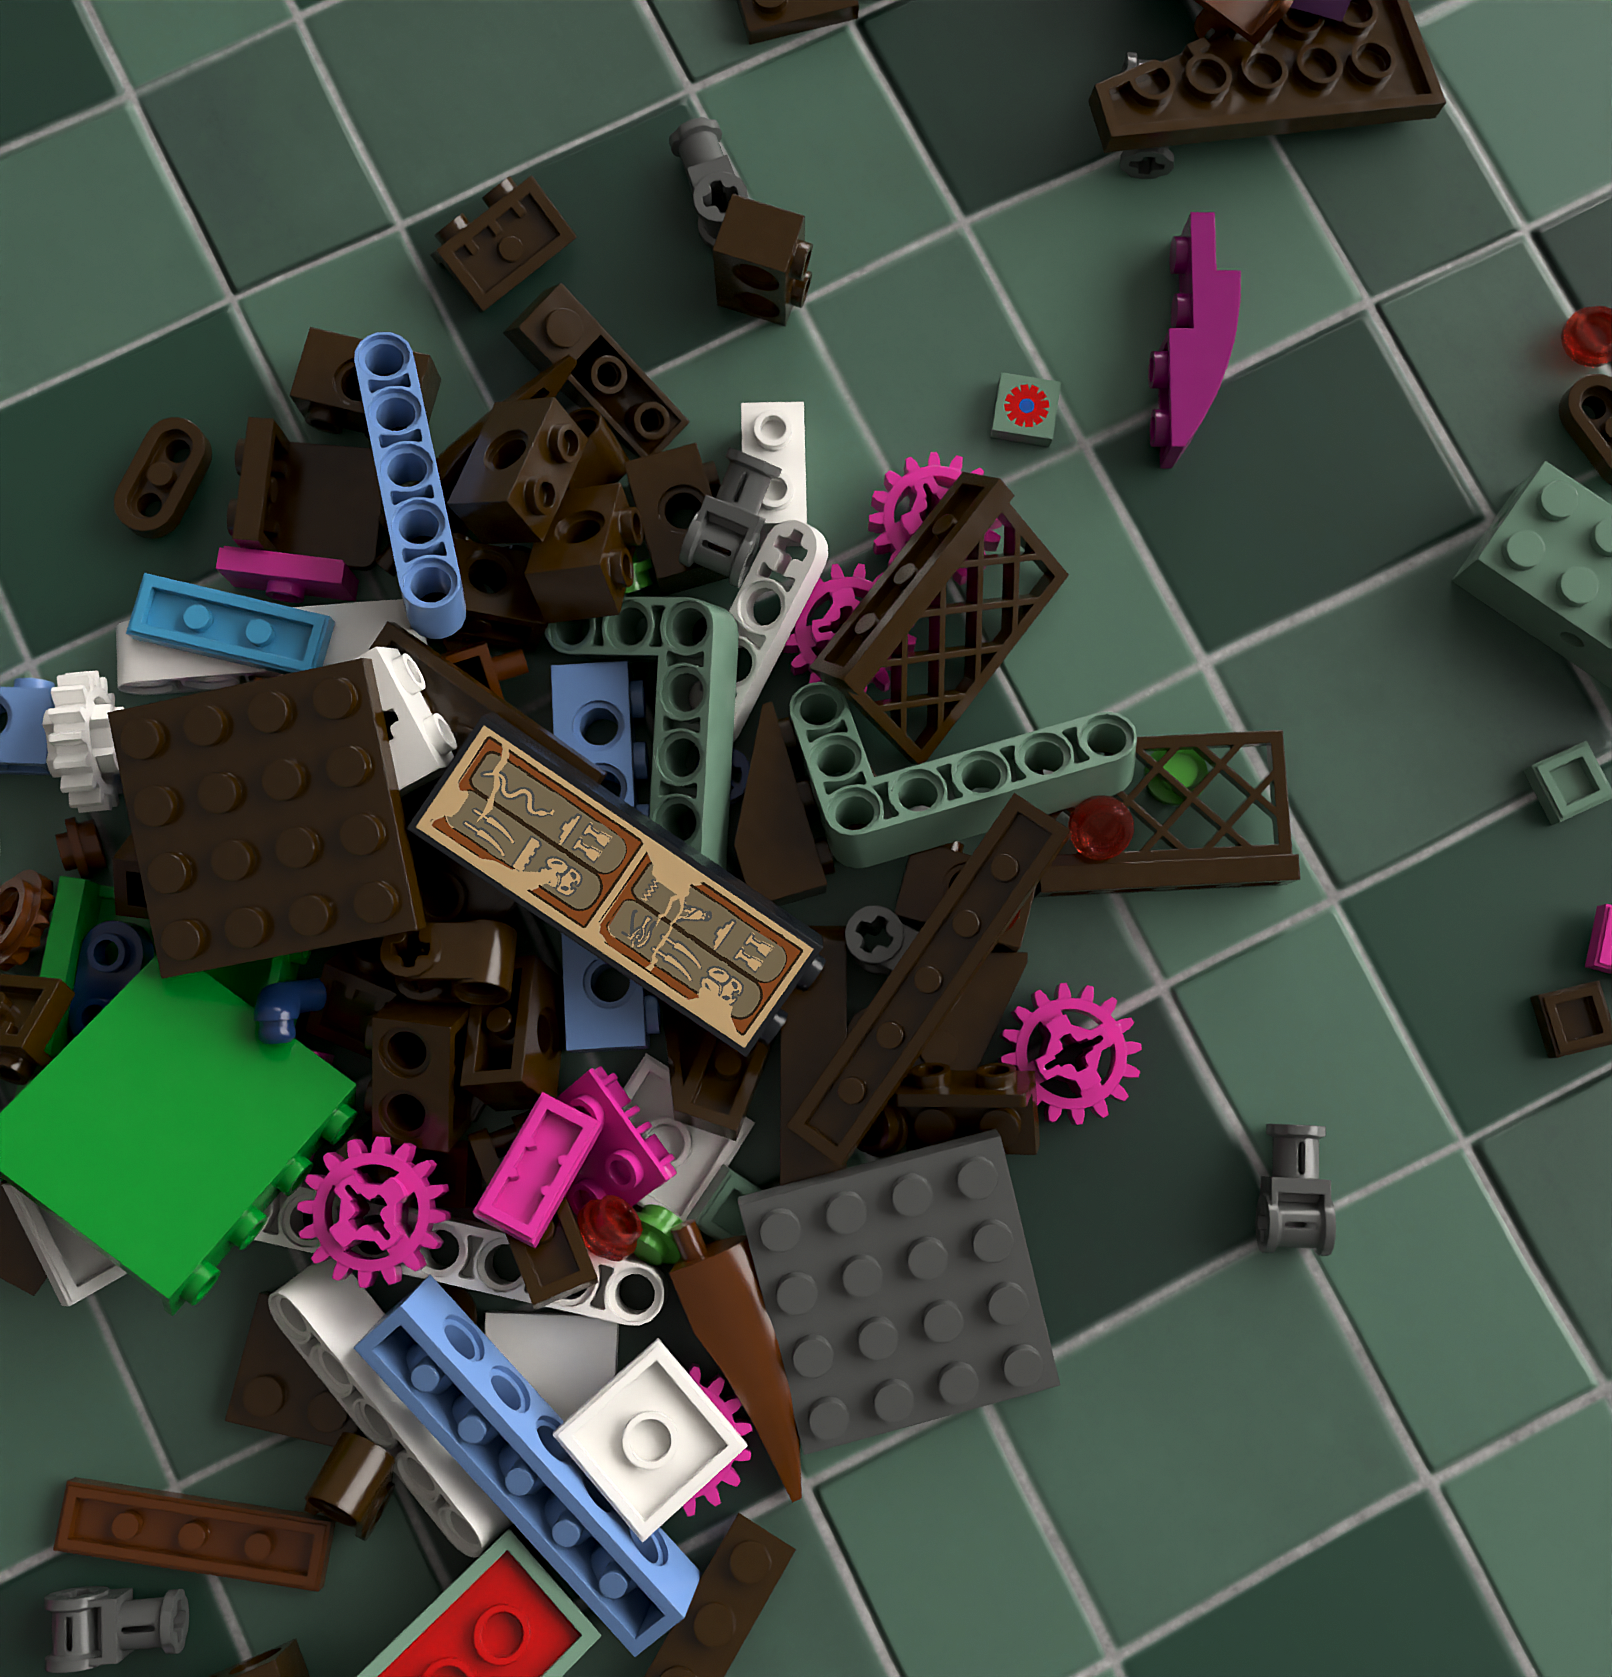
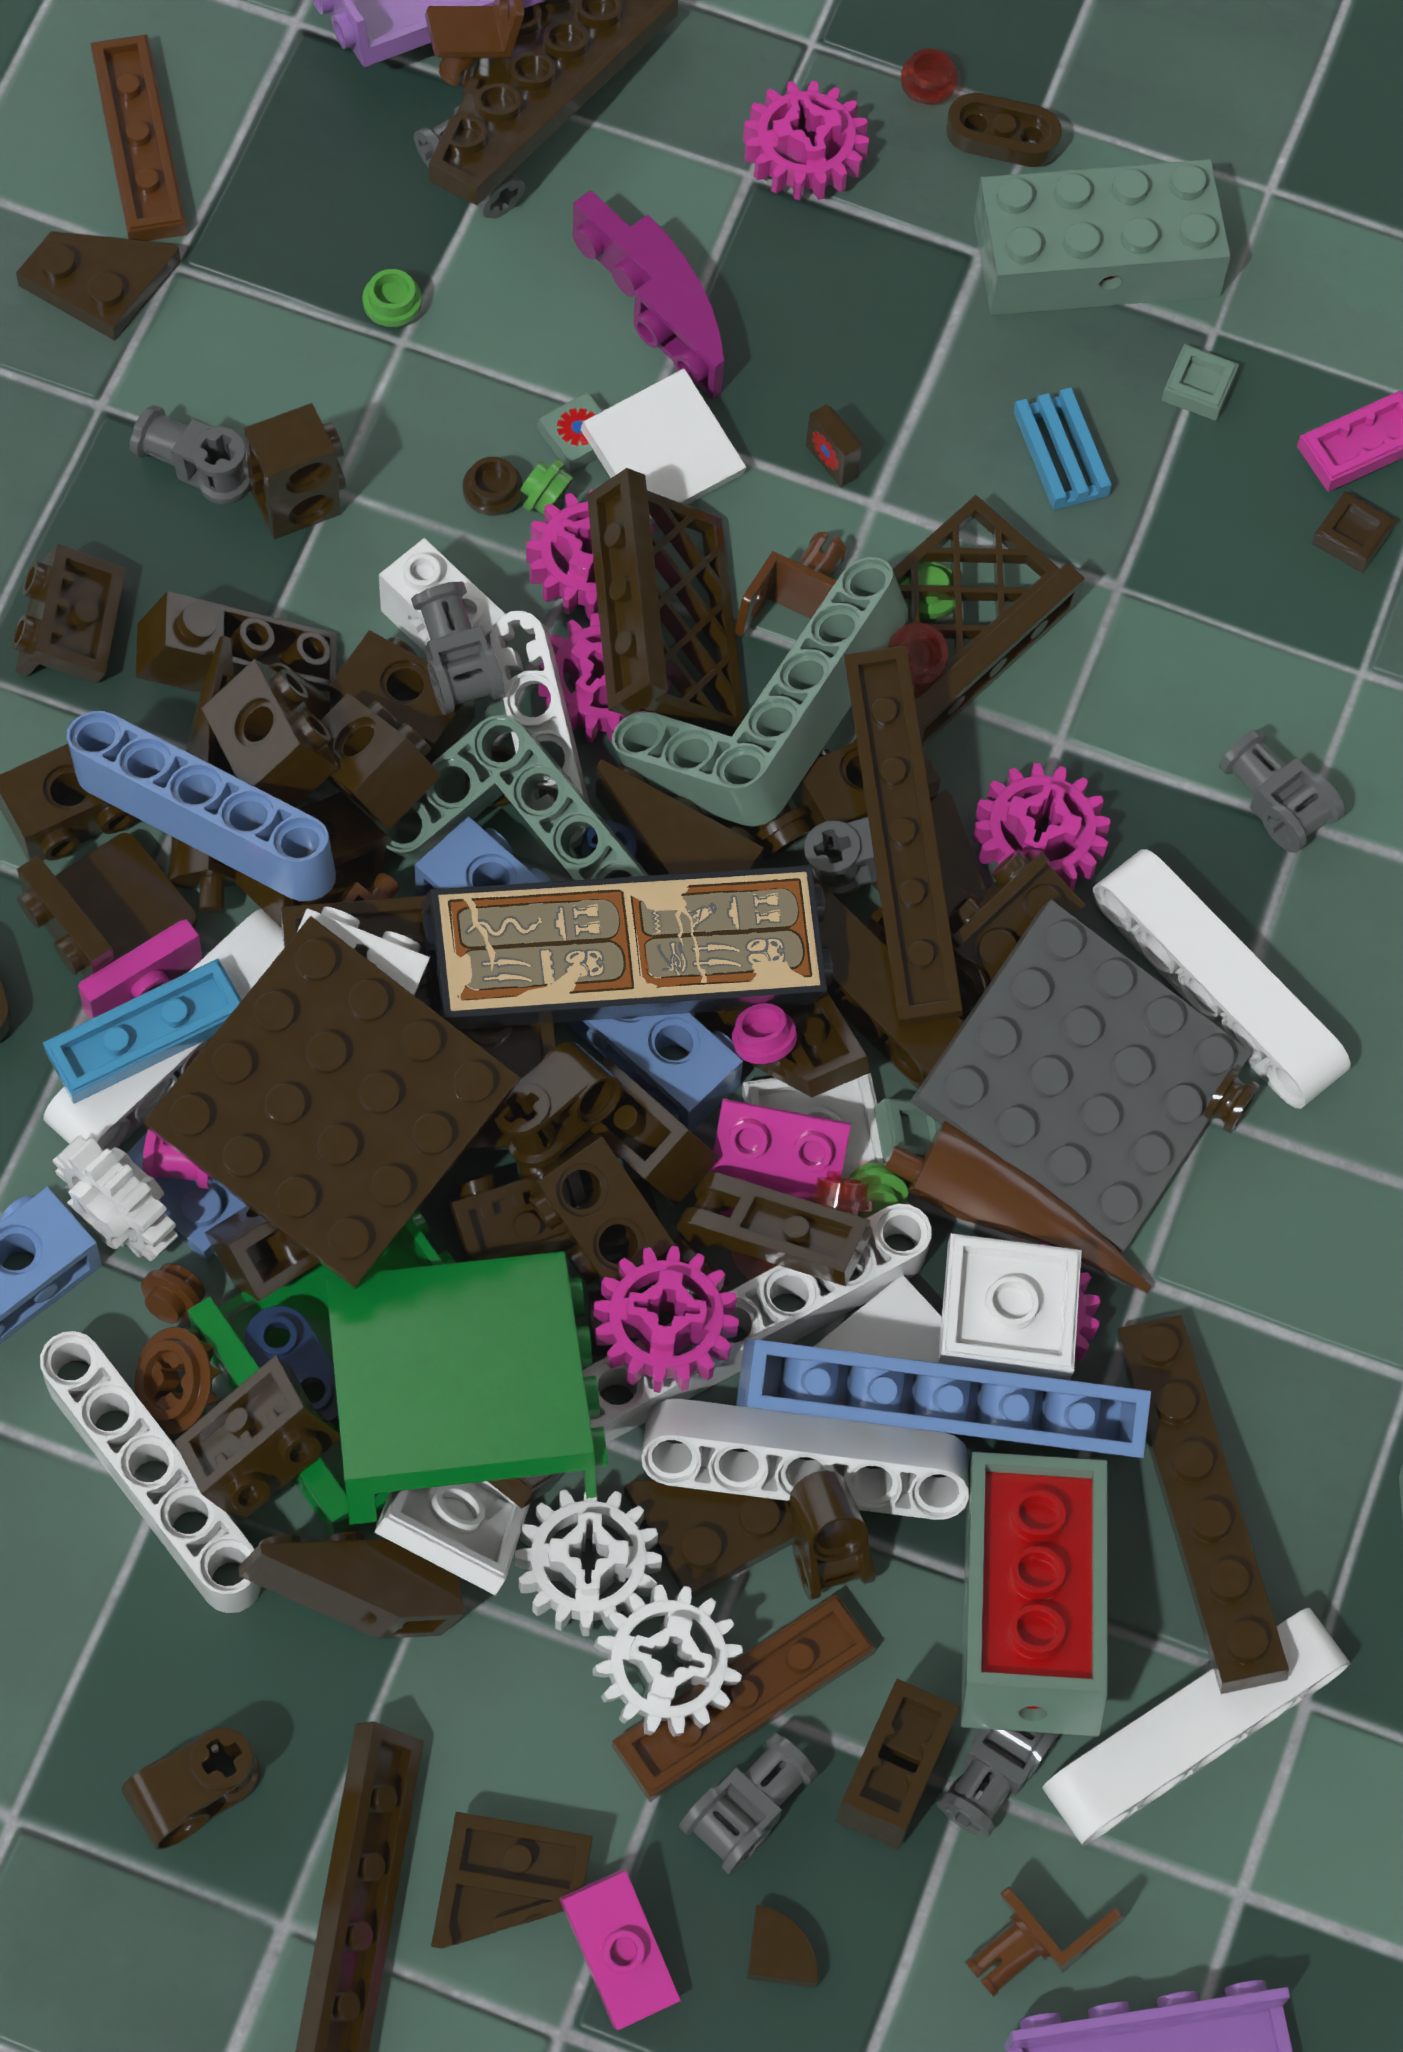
camera: 45 degrees left, 15 degrees down
(122, 1491) = (659, 1689): none -> white gear
(194, 1349) = (563, 1556): none -> white gear
(281, 1004) = (459, 1243): dark blue arm -> none
(538, 1170) = (757, 1184): dark pink plate -> none
(677, 1043) = (763, 1034): none -> dark pink plate
(869, 881) = (783, 831): none -> dark brown plate
(915, 400) = (492, 486): none -> dark brown plate
(953, 434) = (545, 485): none -> bright green plate
(983, 179) = (392, 298): none -> bright green plate
(1004, 1414) = (1231, 1100): none -> dark brown bush
(1073, 685) = (791, 583): none -> reddish brown bracket
(1078, 476) = (668, 438): none -> white tile
(1094, 1305) = (1221, 977): none -> white beam
(1212, 589) = (834, 445): none -> dark brown tile
(1419, 699) = (1048, 409): none -> dark azure tile
(1466, 315) = (800, 140): none -> dark pink gear

